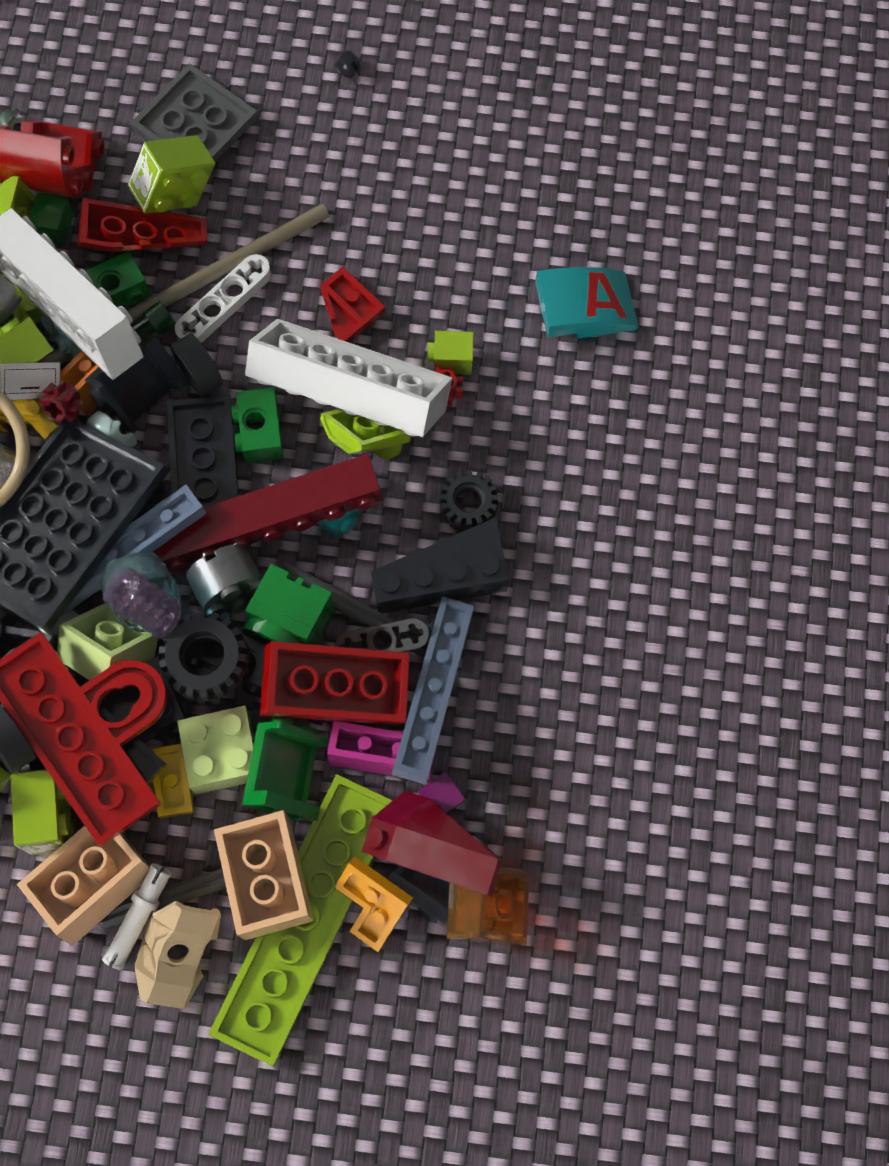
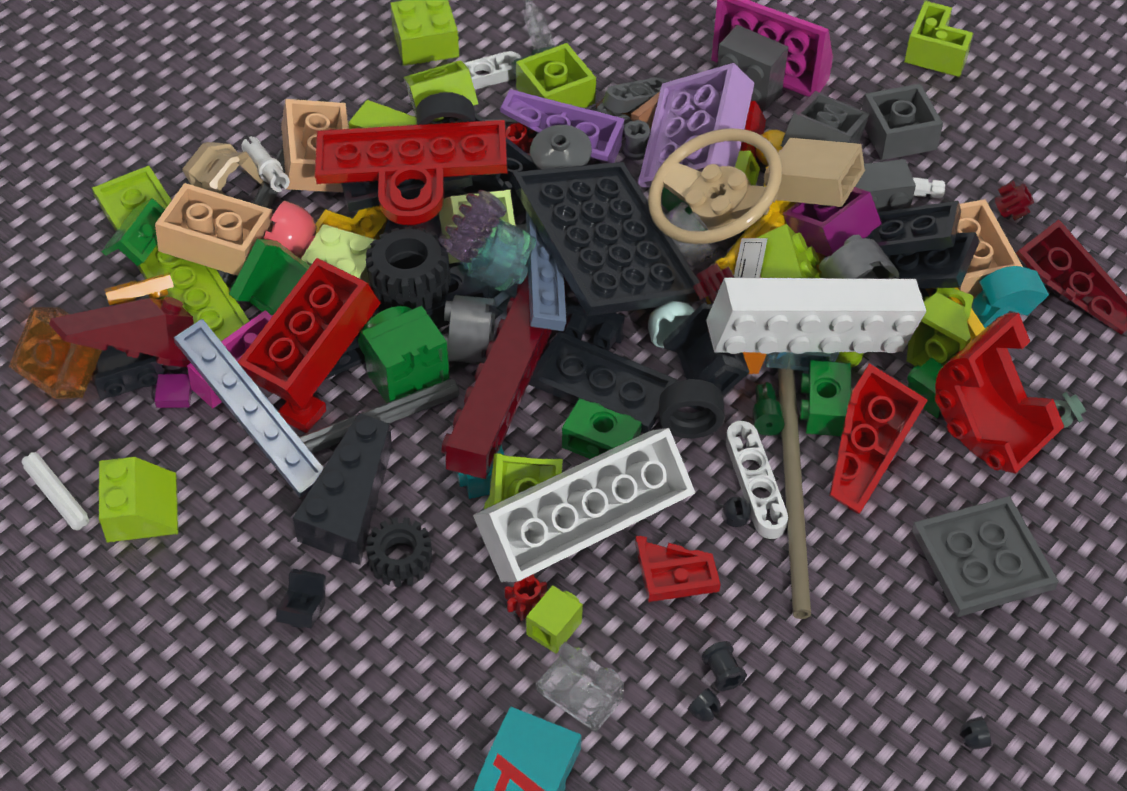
camera: 125 degrees right, 20 degrees down
(171, 174) = (910, 479): lime brick -> none
(211, 810) = (292, 228): none -> coral cylinder
(267, 300) = (729, 511): none -> black hinge
(305, 960) = (137, 233): none -> green panel
(404, 626) = (329, 413): dark grey beam -> none
(407, 231) = (724, 666): none -> black bush
(445, 236) = (705, 706): none -> black hinge
(489, 312) = (582, 687): none -> clear bracket
(562, 536) = (303, 599): none -> black bracket
(566, 729) = (136, 499): none -> lime slope
(602, 808) = (55, 491): none -> white axle

